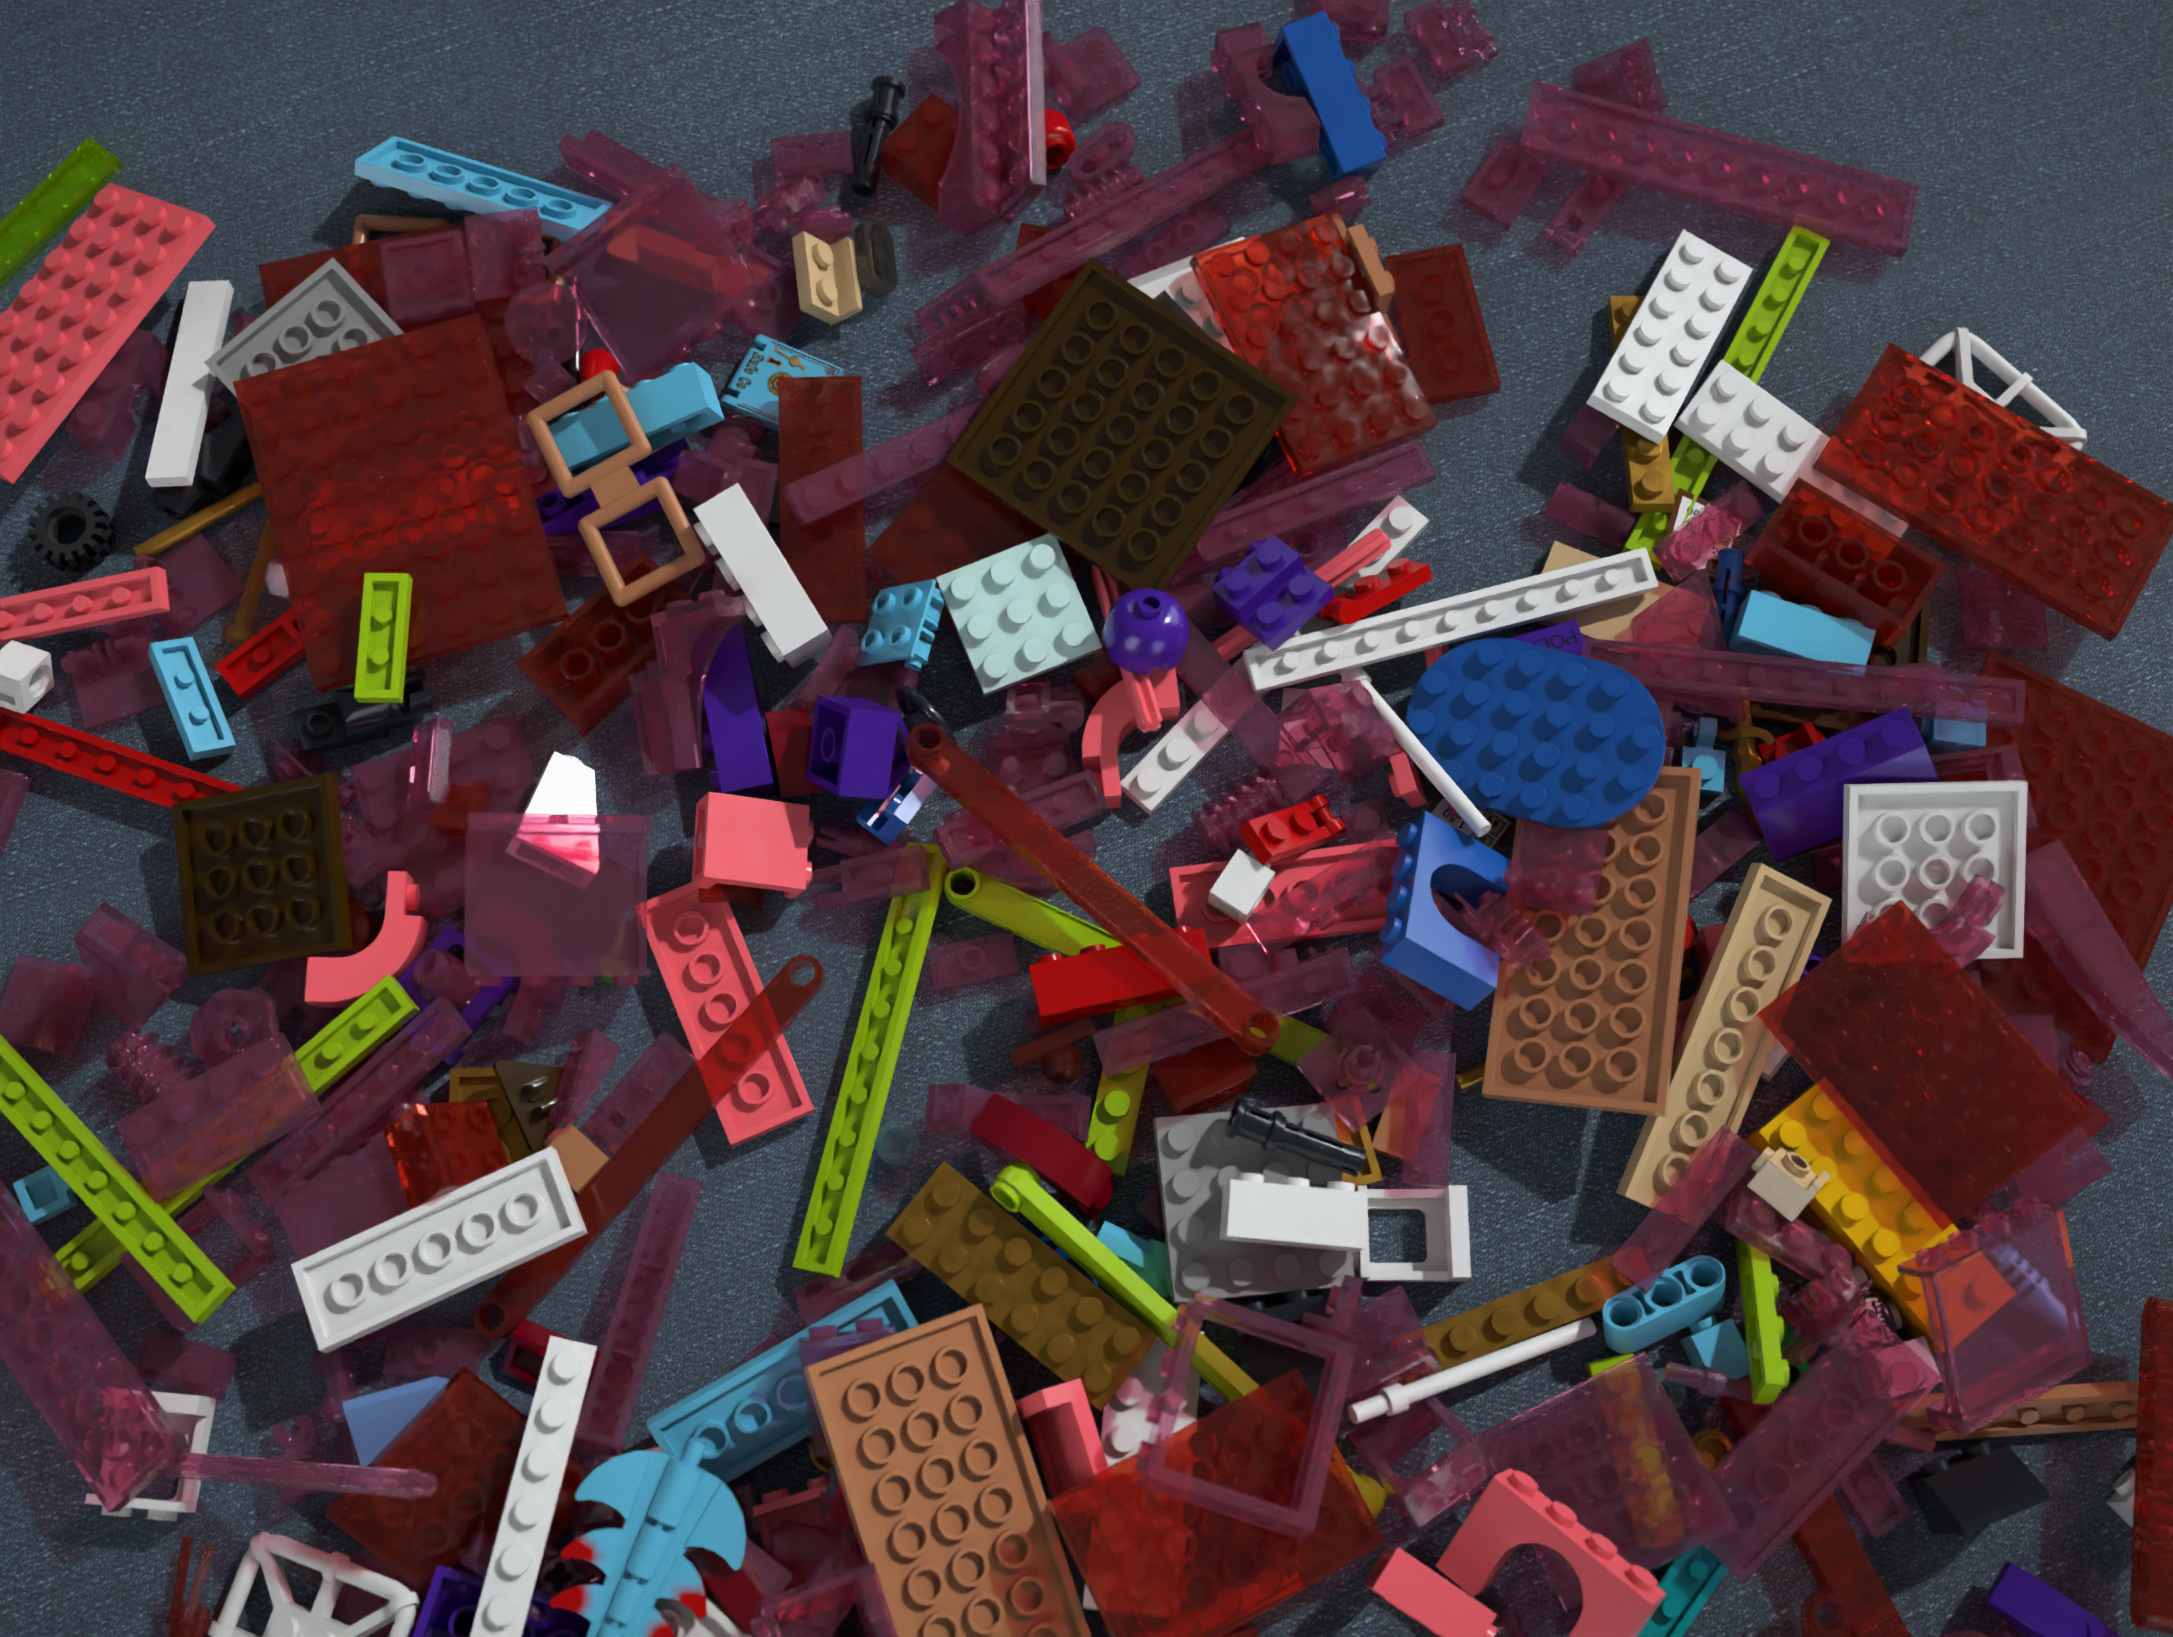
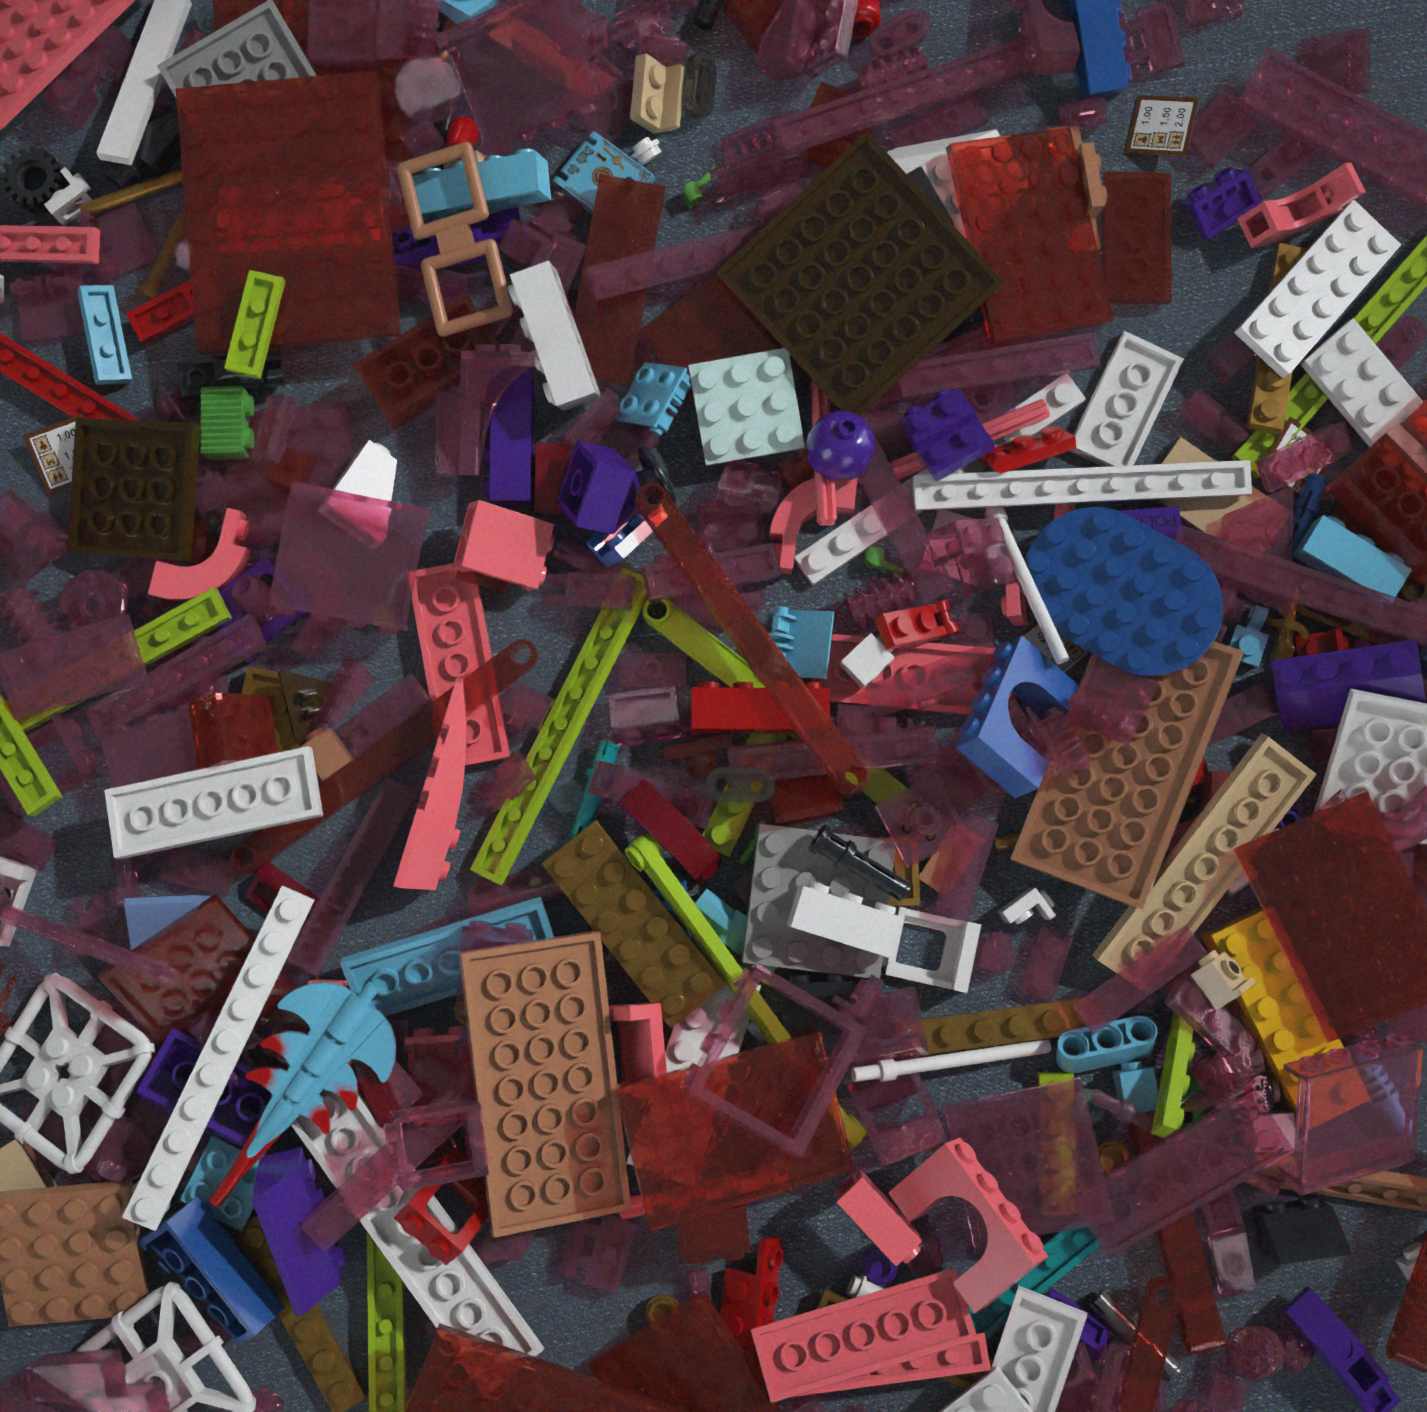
camera: 15 degrees right, 10 degrees up
(114, 550) = (65, 202): none -> white bracket
(150, 858) = (53, 453): none -> sticker
(367, 770) = (226, 423): none -> bright green brick
(735, 1187) = (439, 803): none -> coral wedge
(820, 1140) = (509, 781): none -> clear pink plate
(821, 1041) = (525, 707): none -> clear pink brick
(827, 344) = (646, 151): none -> white plate
(894, 382) = (691, 193): none -> bright green hand
(931, 1144) = (590, 803): none -> teal pin
(976, 1020) = (644, 716): none -> clear pink bracket
(1116, 1073) = (739, 784): none -> clear smoke plate
(1150, 1159) = (751, 848): none -> bright green hand
(1157, 877) = (804, 639): none -> medium azure hinge
(1220, 765) = (875, 560): none -> bright green hand
(1436, 193) = (1162, 125): none -> sticker
(1477, 514) = (1125, 402): none -> white tile
(1493, 1220) = (995, 954): none -> clear pink plate
(1510, 1154) = (1020, 907): none -> white bracket
(1530, 263) = (1221, 201): none -> dark purple bracket
(1559, 1220) = (1045, 963): none -> clear pink plate
(1609, 266) = (1296, 213): none -> coral arch
(1785, 380) = (1400, 343): none -> clear pink plate
(1901, 1552) = (1232, 1262): none -> clear pink plate

